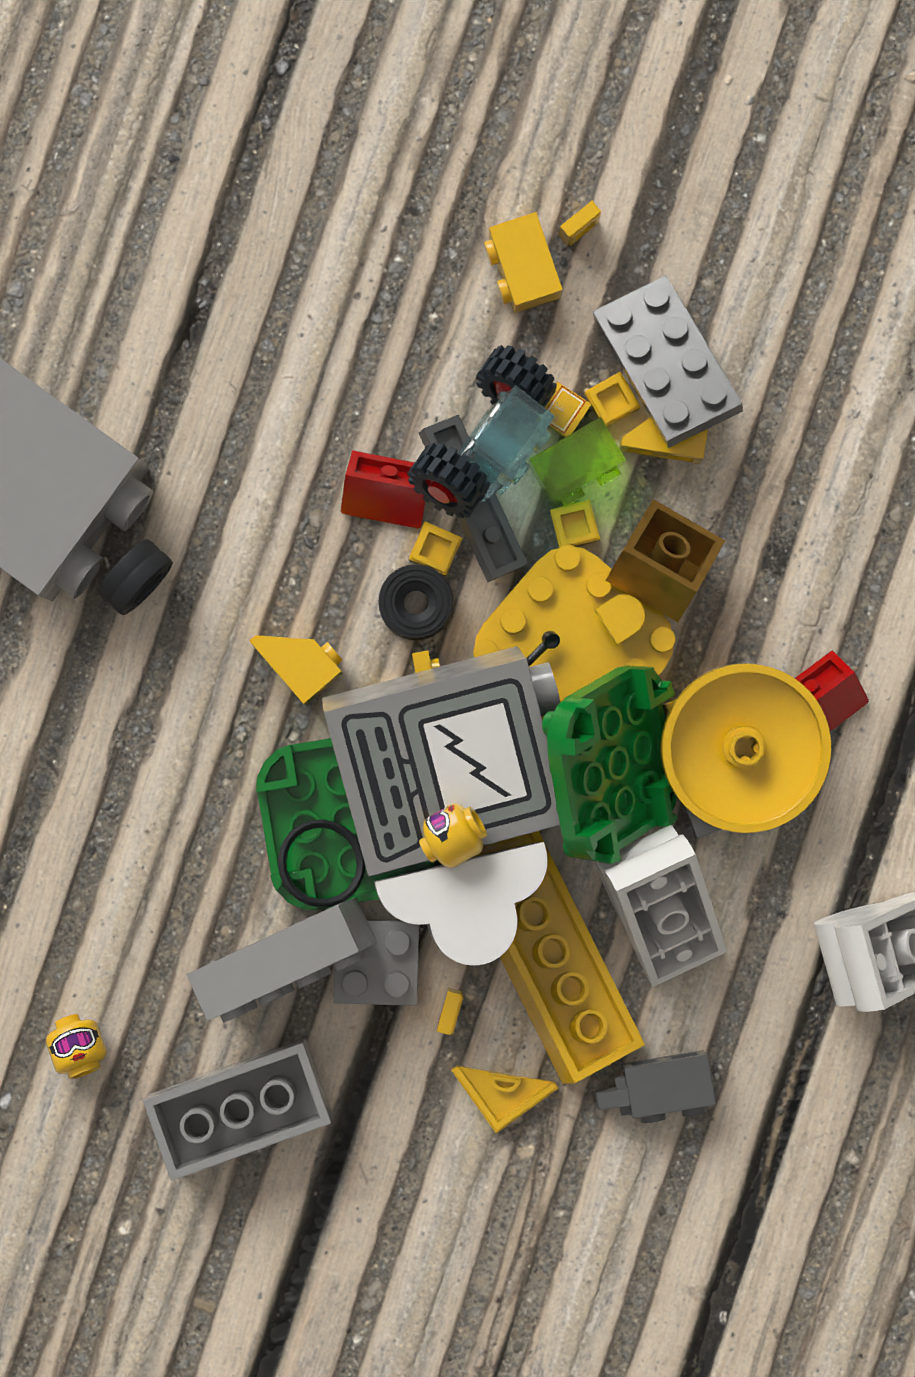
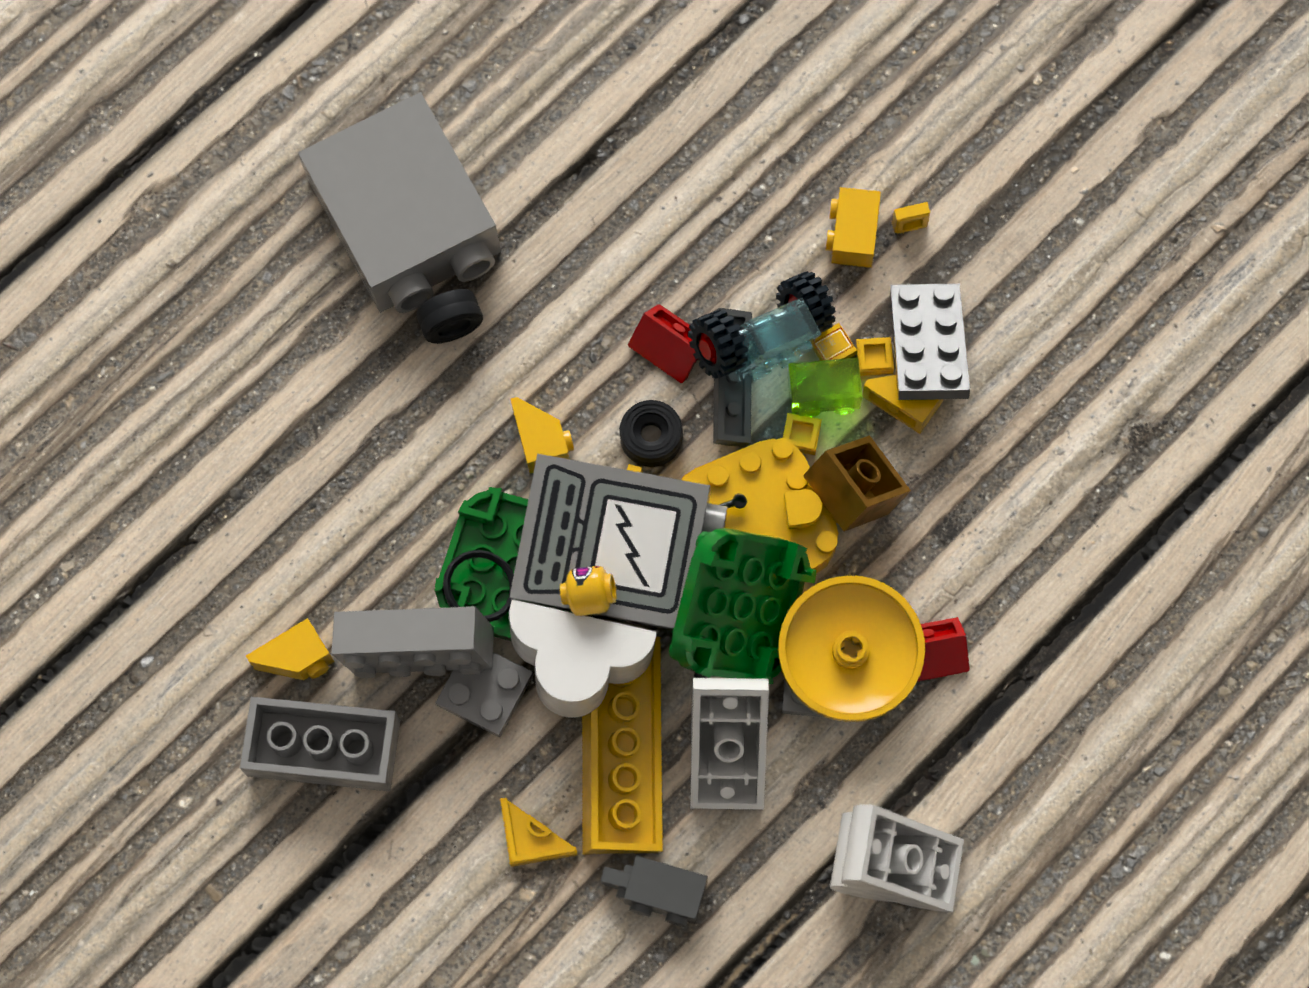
camera: 30 degrees right, 15 degrees down
(76, 1046) = (222, 640): yellow head -> none
(160, 1023) = (293, 654): none -> yellow slope
(435, 548) = (687, 402): yellow tile -> none
(450, 1011) = (521, 750): yellow tile -> none

